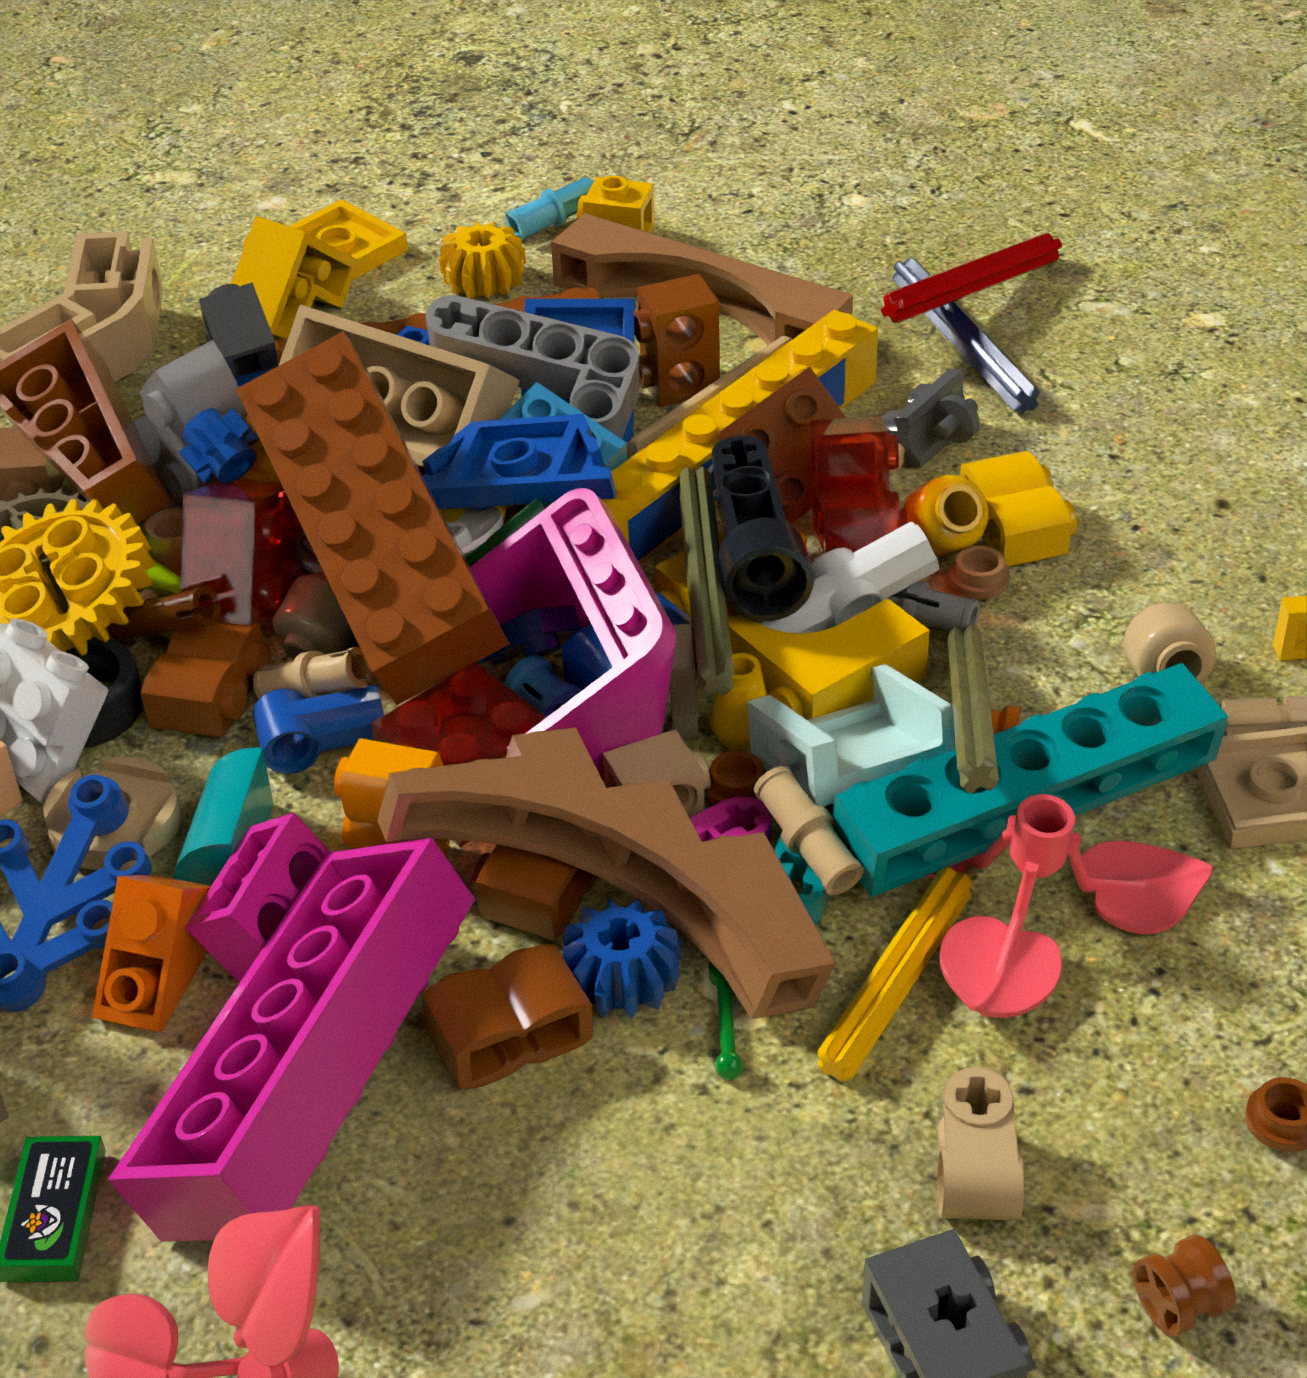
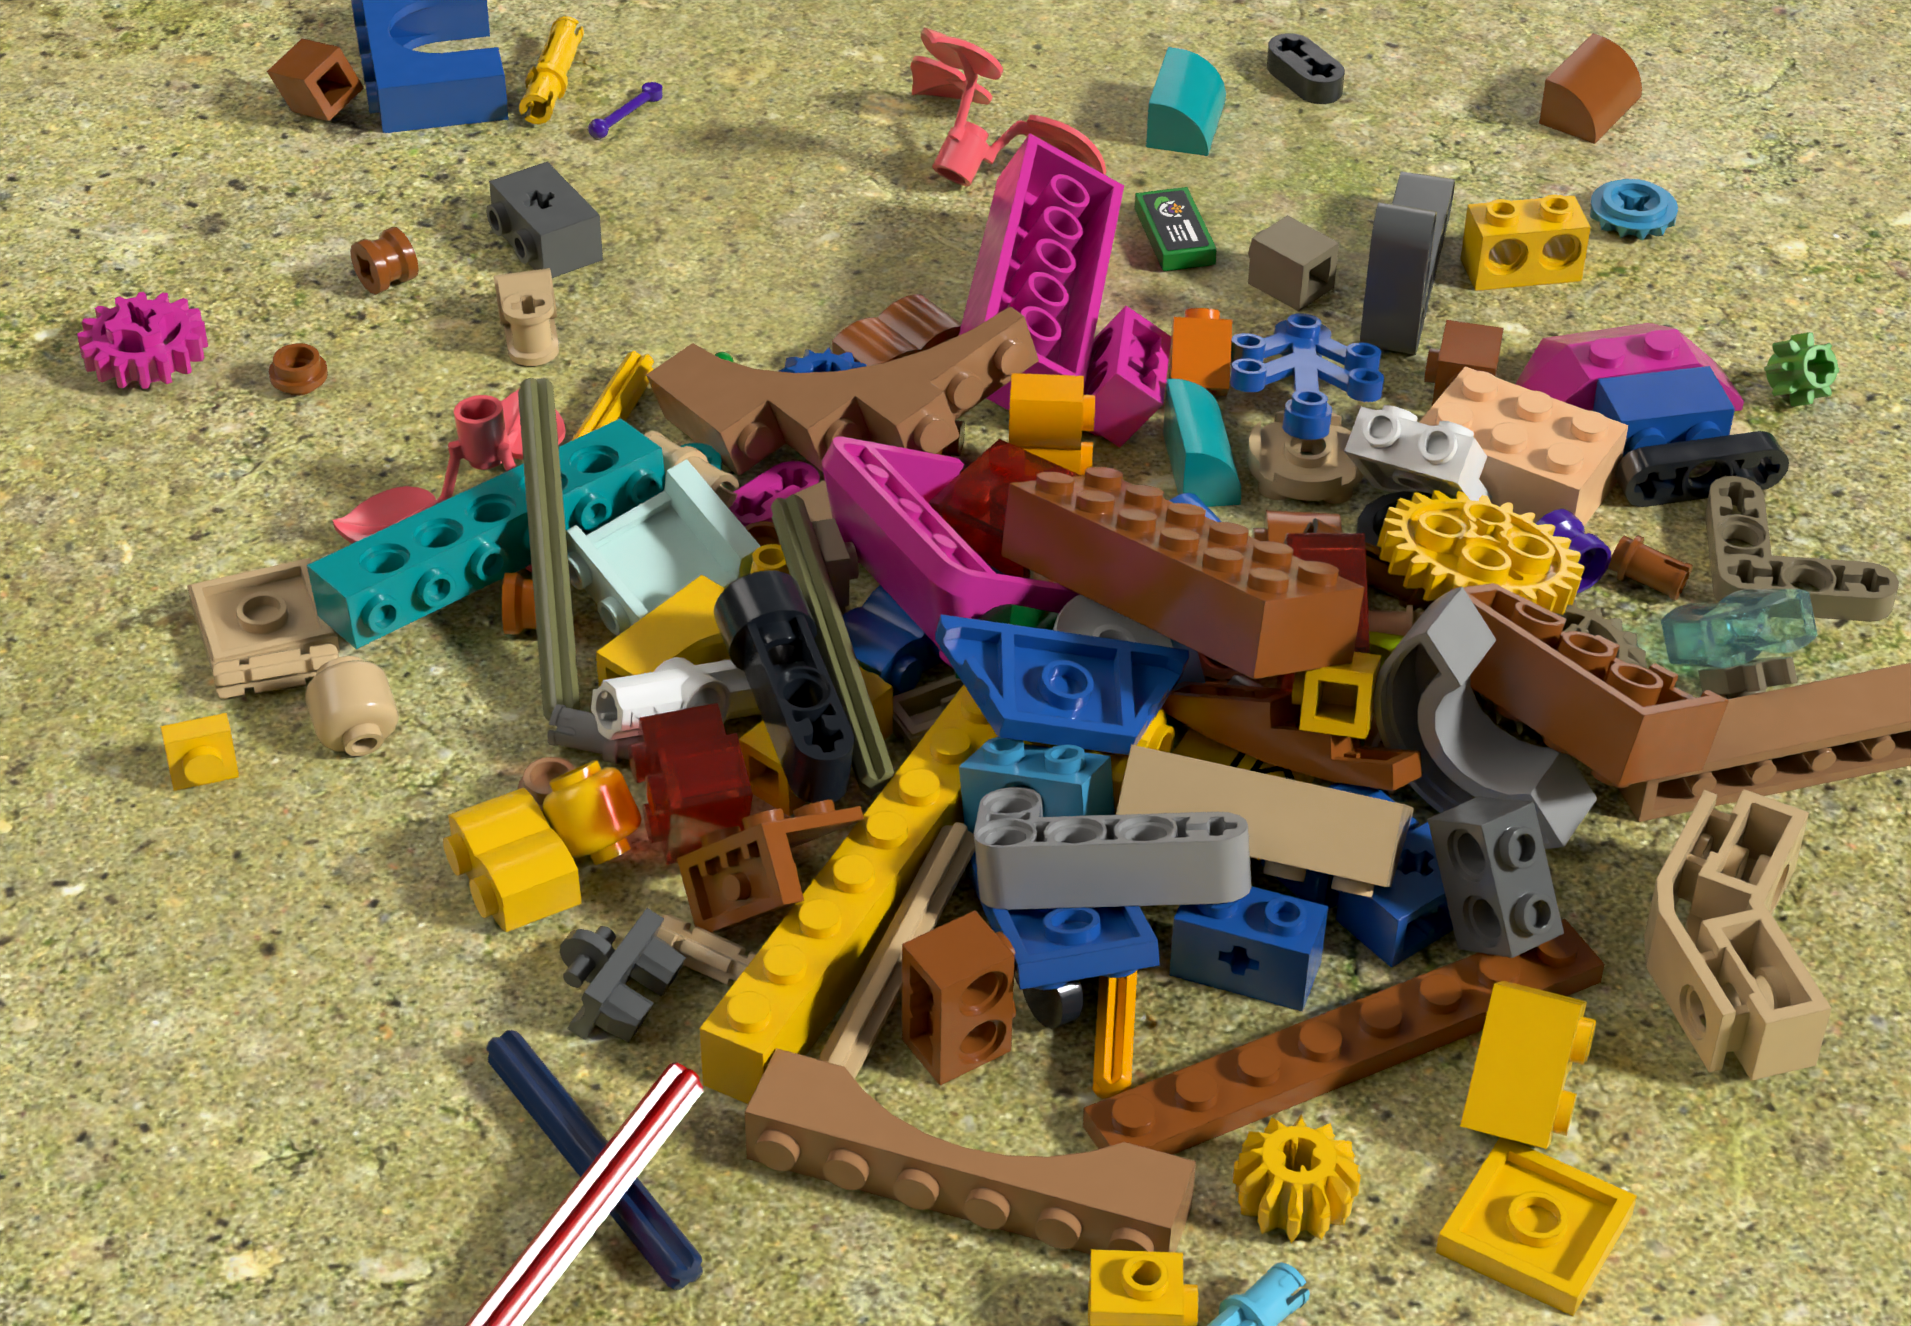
camera: 165 degrees right, 0 degrees up
(219, 445) = (1384, 614): blue gear -> none

